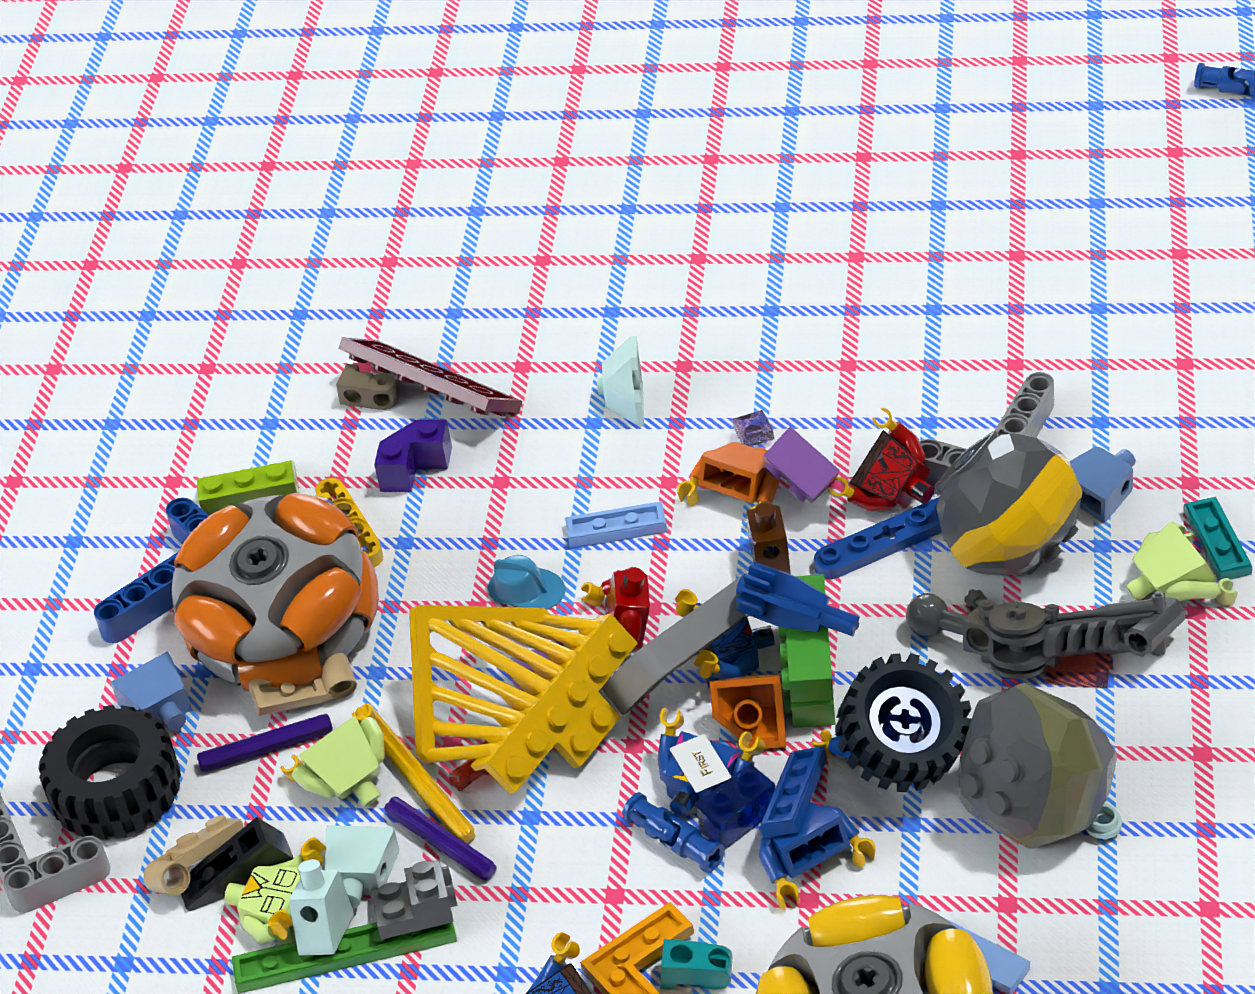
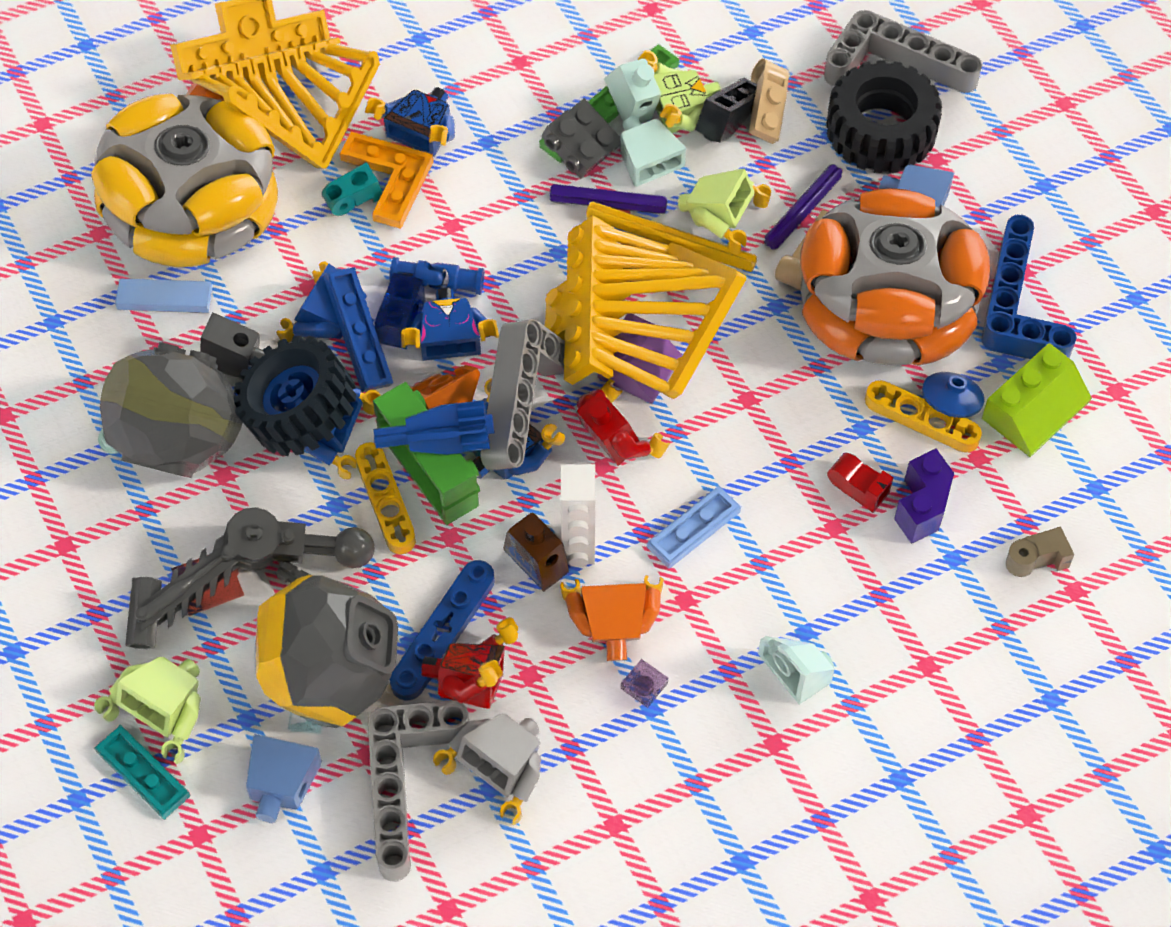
camera: 140 degrees right, 15 degrees up
(431, 376) = (987, 581): plate -> none
(449, 488) = (860, 481): none -> red leg
(524, 585) = (722, 432): dark azure piece -> none
(700, 763) = (445, 317): white sticker -> none
(719, 508) = (578, 513): none -> white brick
(800, 466) = (554, 631): medium lavender slope -> none
(864, 656) = (385, 497): none -> yellow beam
(911, 407) = (500, 755): none -> light grey torso
(935, 838) = (230, 344): none -> dark grey torso

